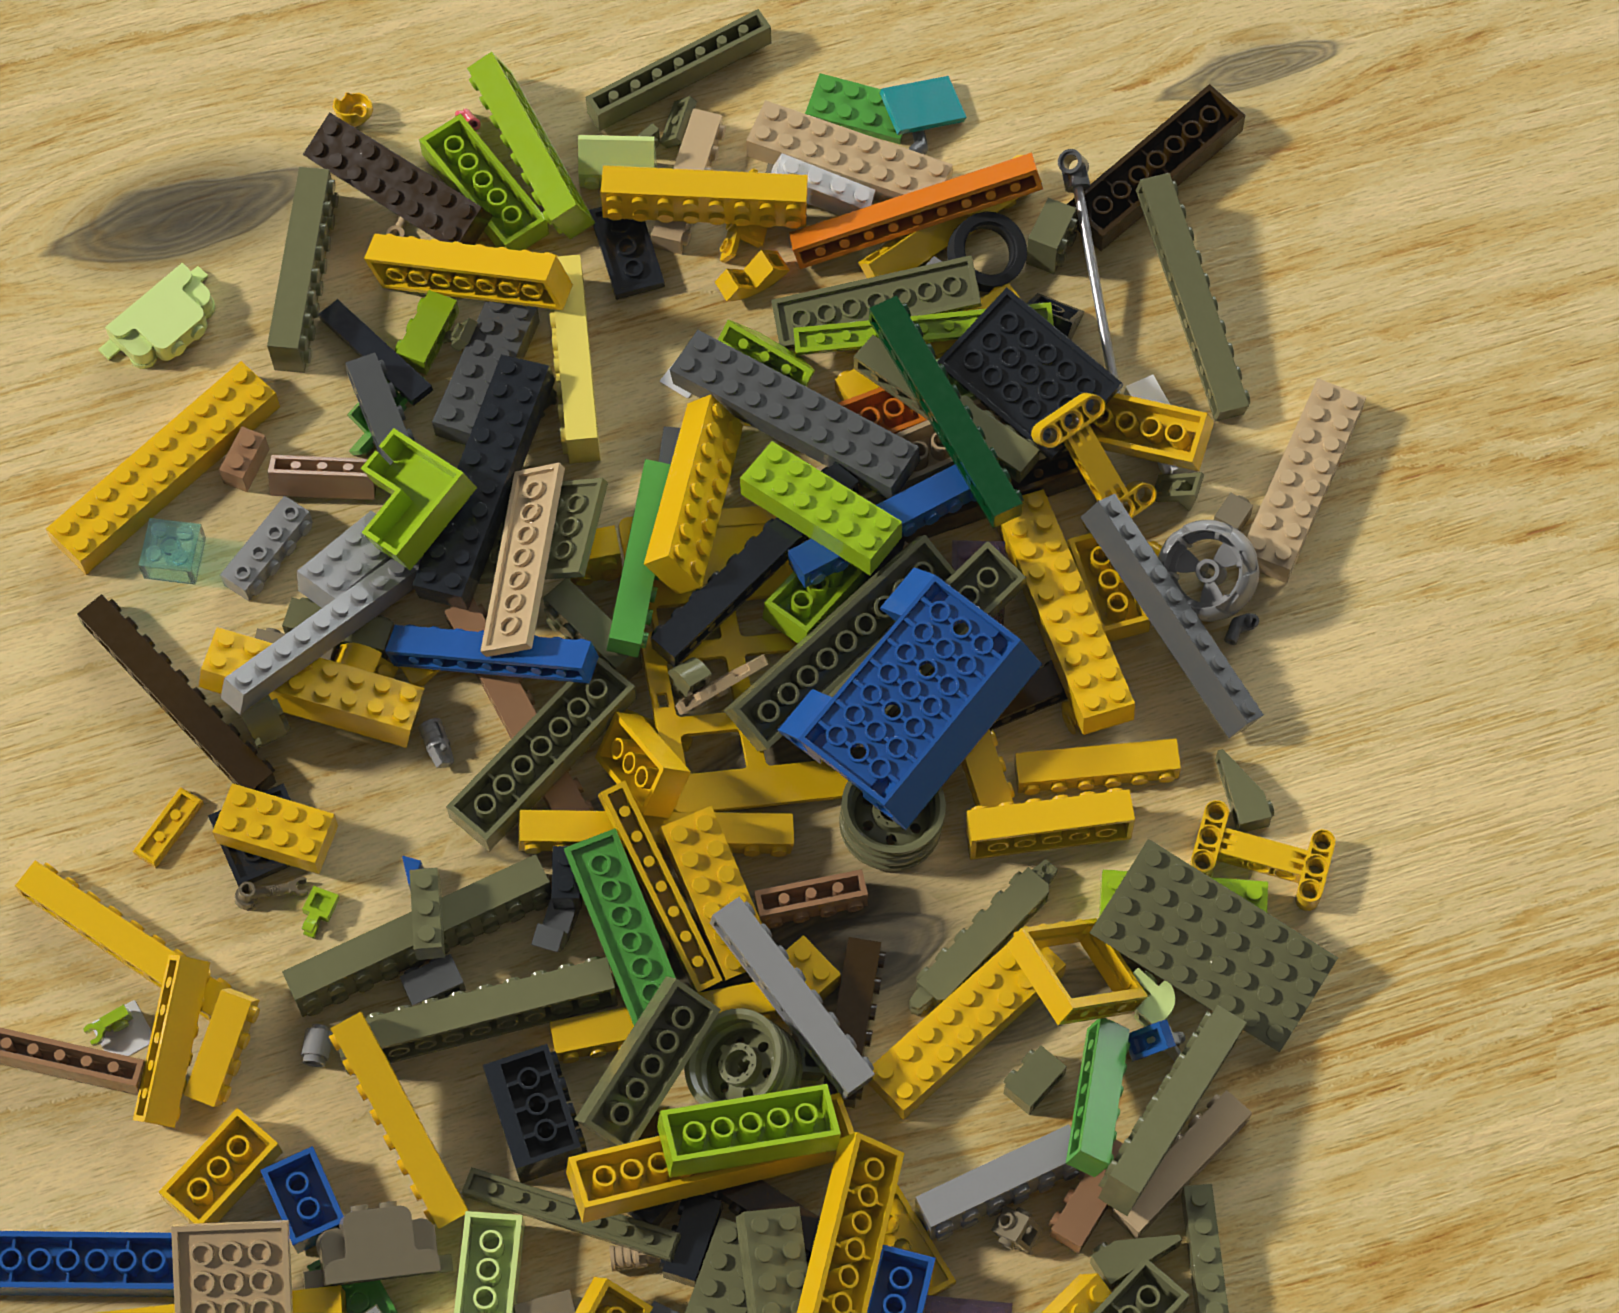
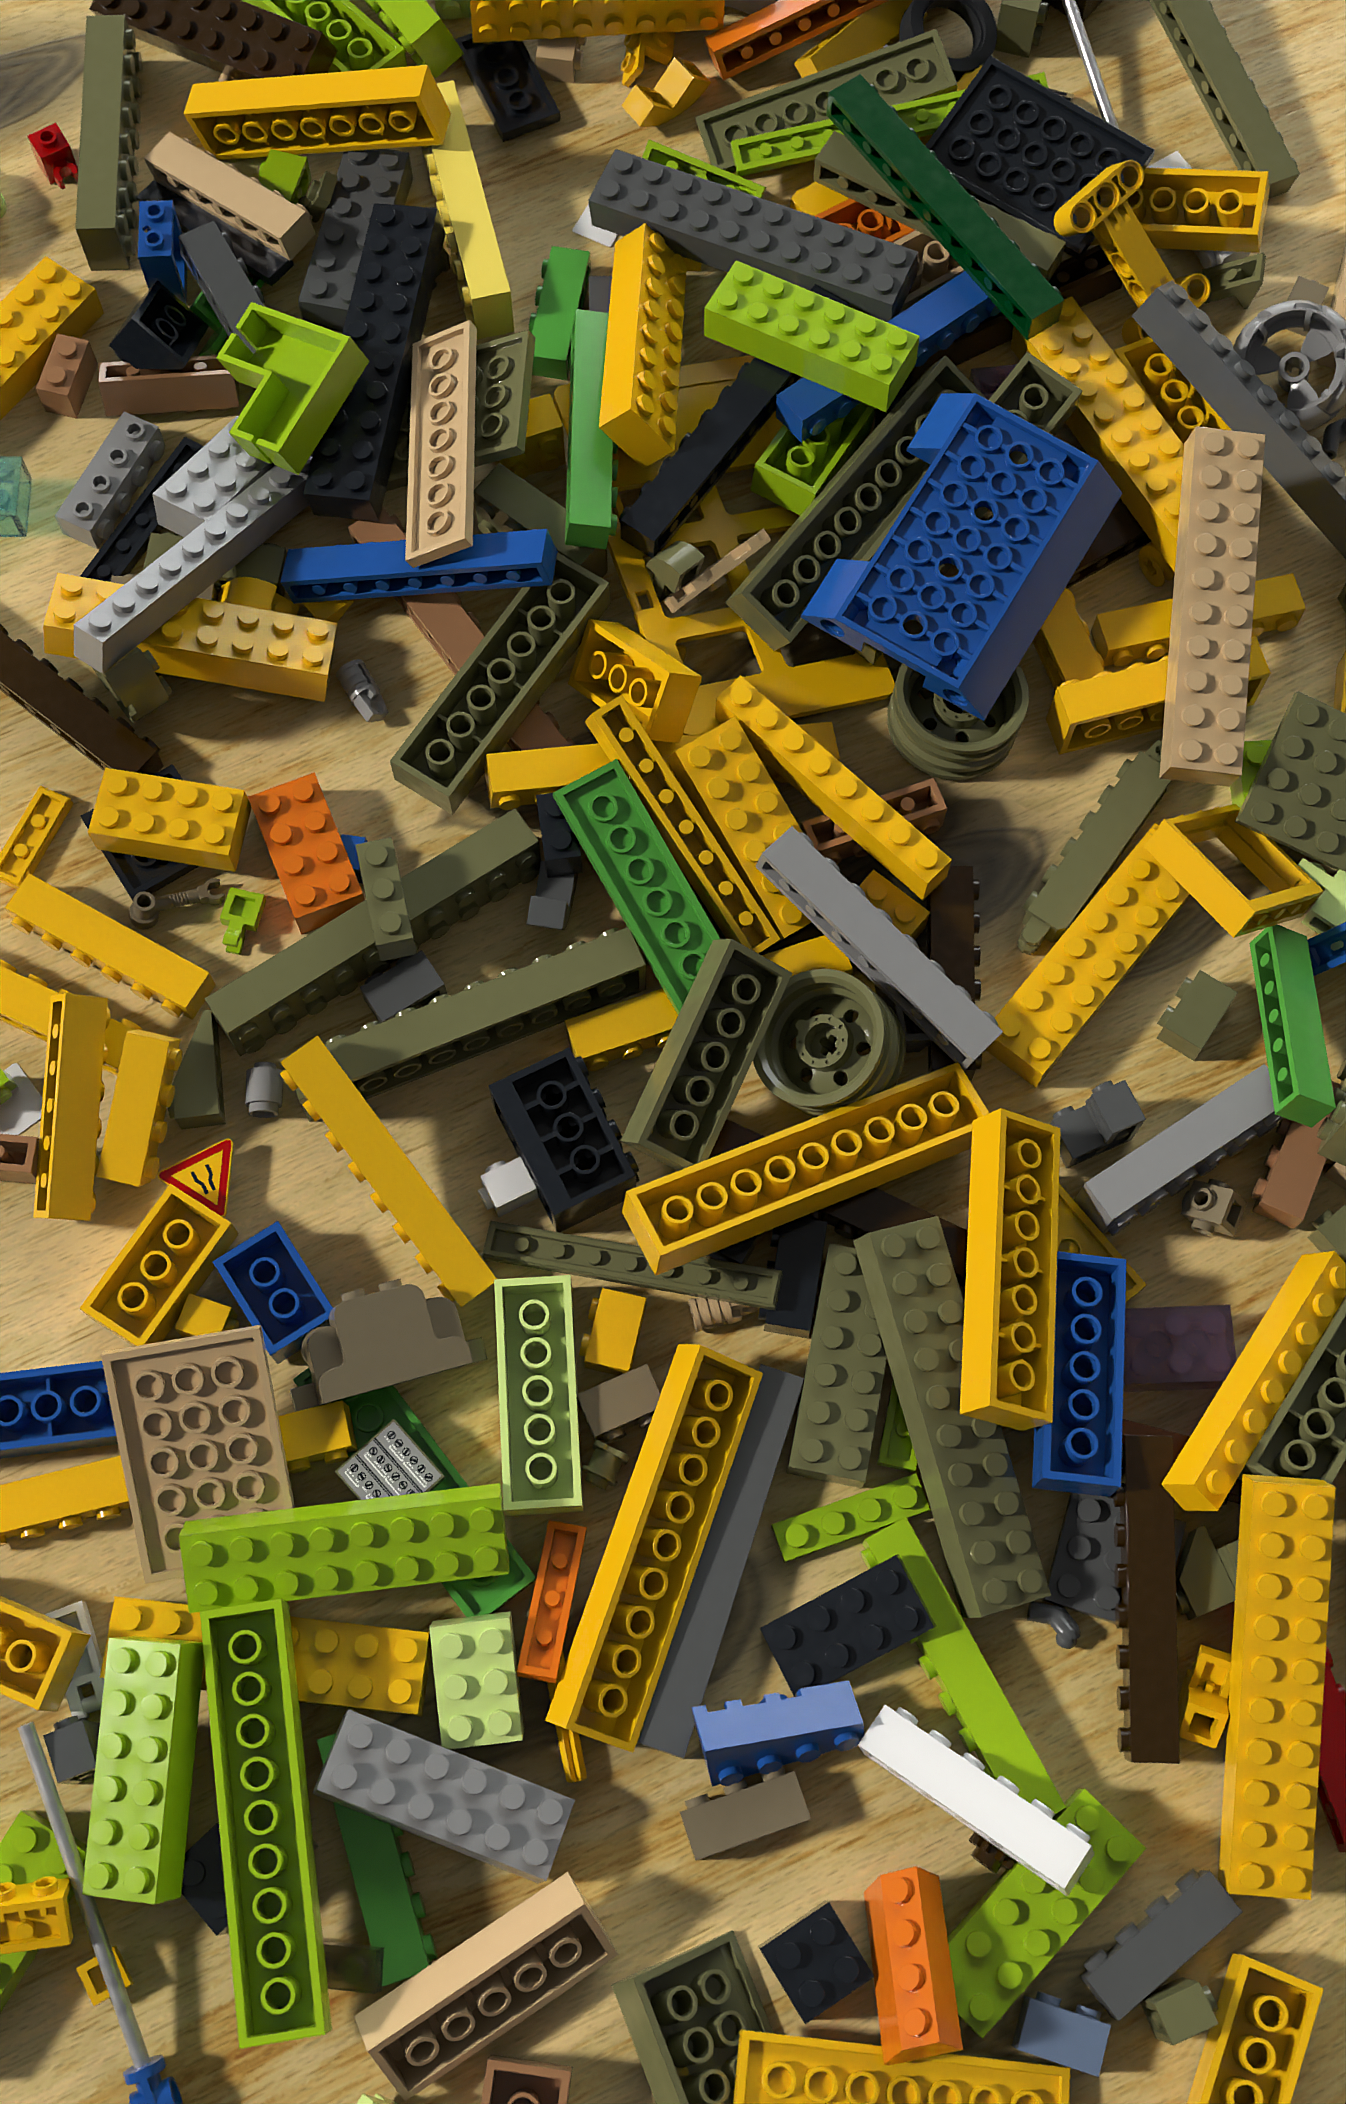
camera: 10 degrees left, 5 degrees up
(216, 920) = (110, 947): none -> yellow brick
(248, 1209) = (205, 1317): none -> yellow brick
(258, 273) = (53, 154): none -> red brick
(263, 1105) = (204, 1176): none -> piece
(269, 1031) = (199, 1079): none -> olive slope
(279, 592) = (133, 533): none -> black plate
(320, 435) = (159, 332): none -> black slope
(330, 371) = (160, 247): none -> blue window
(375, 866) = (307, 851): none -> orange brick
(391, 328) = (230, 195): none -> tan brick
(487, 1143) = (507, 1186): none -> white brick
(550, 1262) = (614, 1332): none -> yellow brick
(638, 443) = (562, 293): none -> bright green brick
(748, 1130) = (857, 1125): lime brick -> none
(779, 868) = (834, 789): none -> yellow brick
(940, 1156) = (1102, 1124): none -> dark grey brick
(1093, 764) = (1212, 607): none -> tan brick

